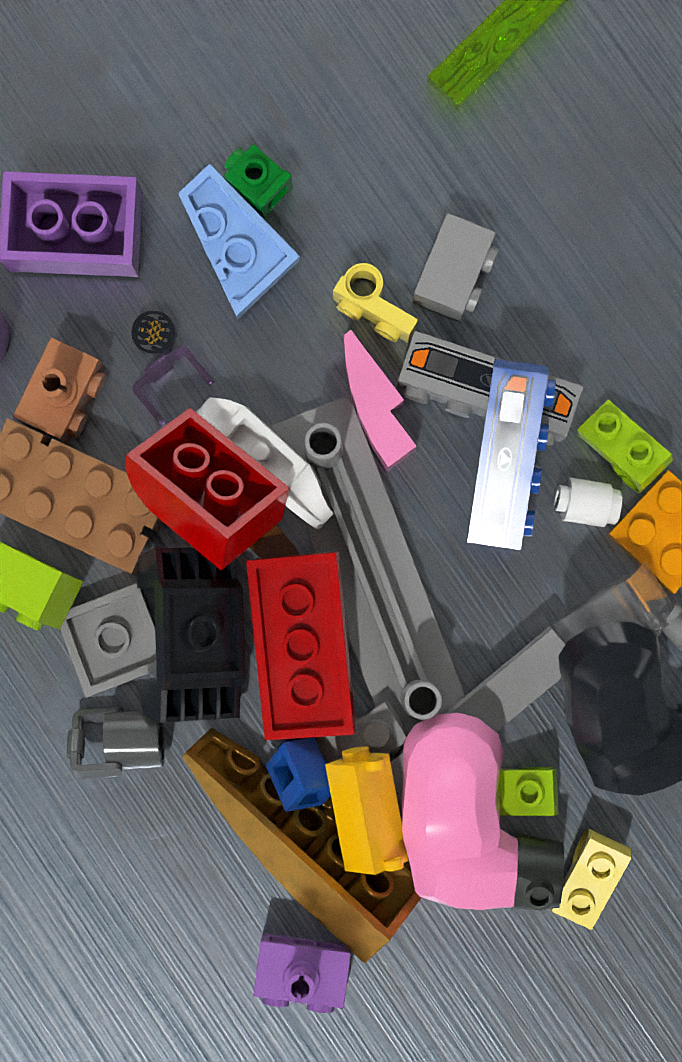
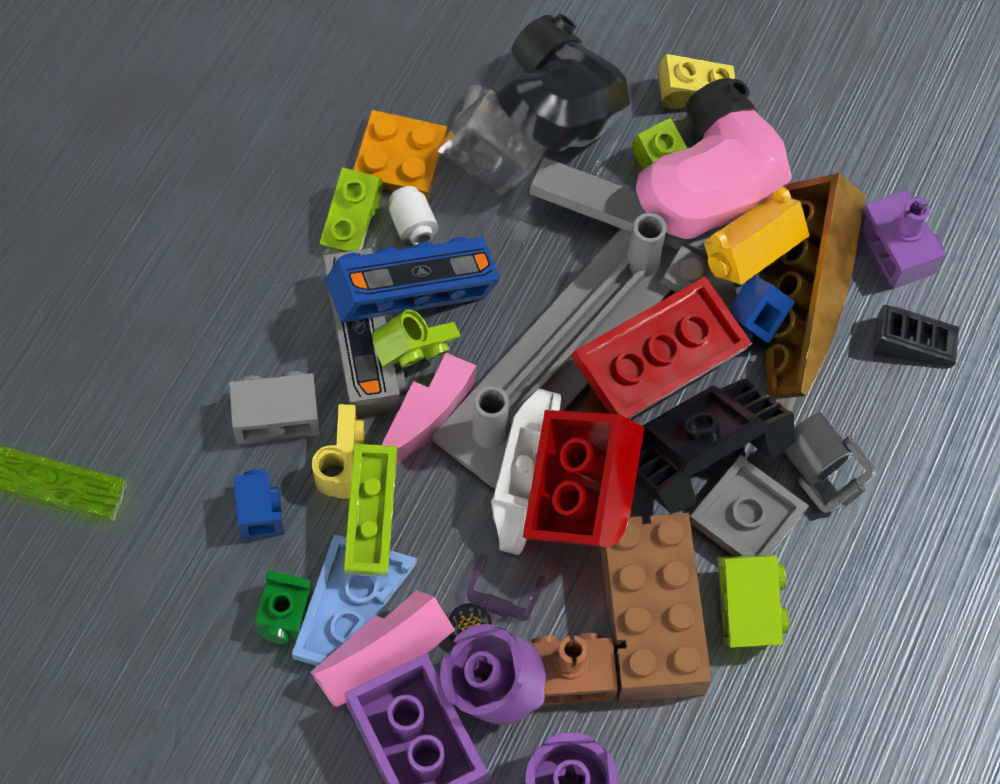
camera: 125 degrees left, 20 degrees down
(77, 310) = (493, 675): none -> medium lavender brick
(168, 242) = (383, 645): none -> bright pink slope
(217, 889) = (901, 346): none -> black slope
(296, 292) = (370, 510): none -> lime plate
(367, 204) = (257, 505): none -> blue brick
(441, 420) = (410, 340): none -> lime plate

